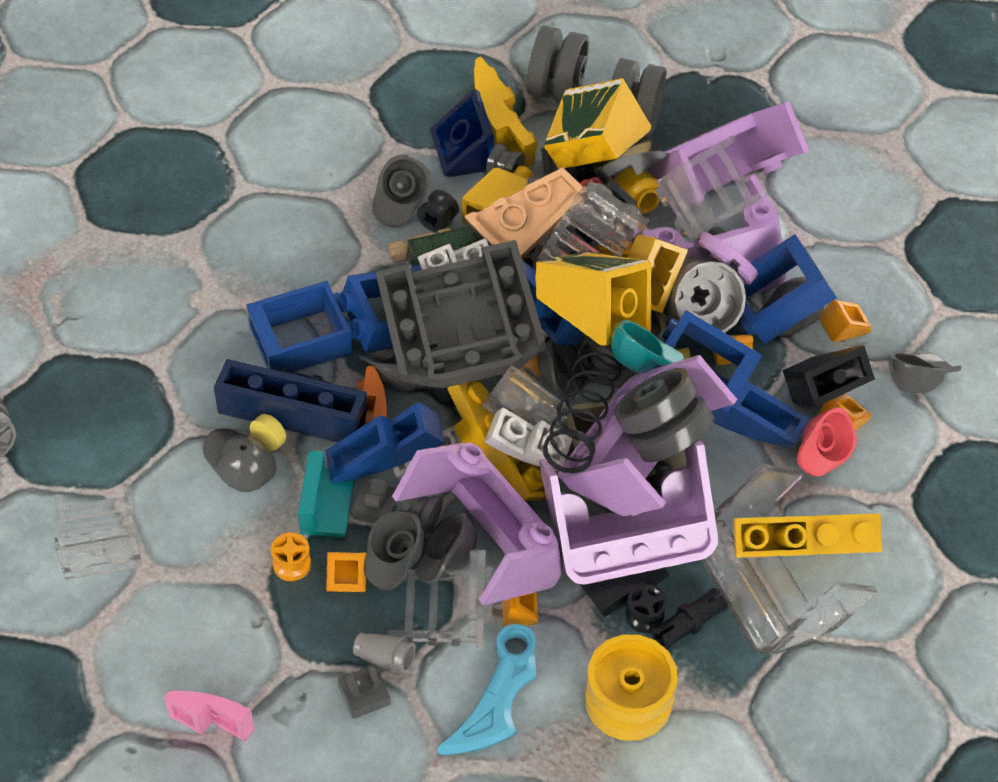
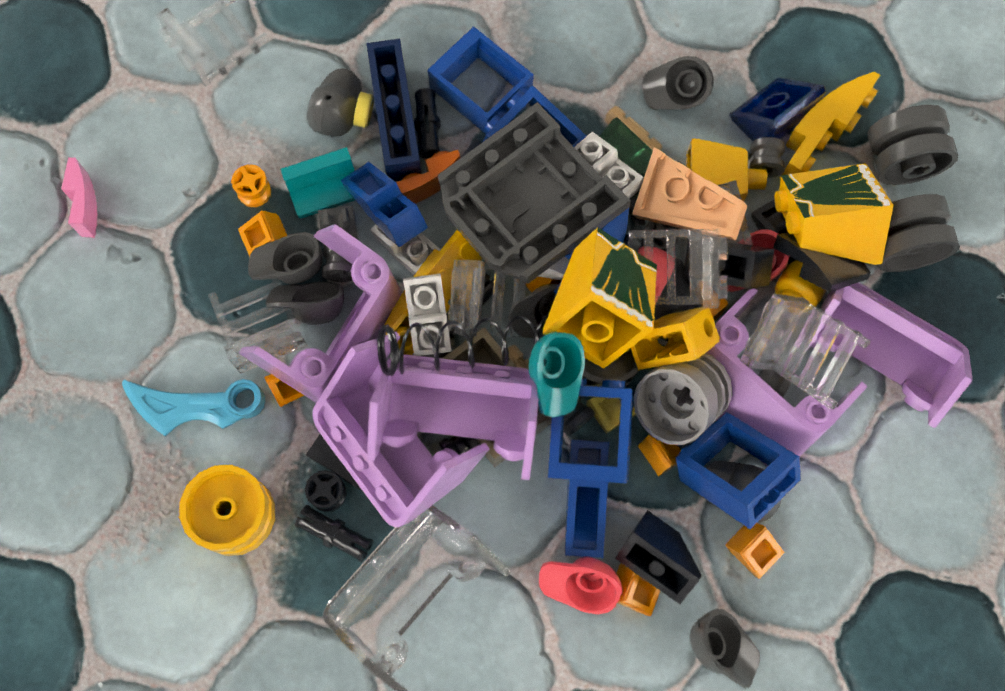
camera: 65 degrees right, 20 degrees up
(364, 691) = (154, 300): dark grey tile -> none
(387, 652) = (192, 300): light grey cone -> none
(438, 210) = (675, 127): black wheel -> none
(664, 415) = (477, 419): dark grey wheel -> none
(723, 253) = (730, 400): lavender tile -> none
(807, 535) = (454, 595): yellow slope -> none

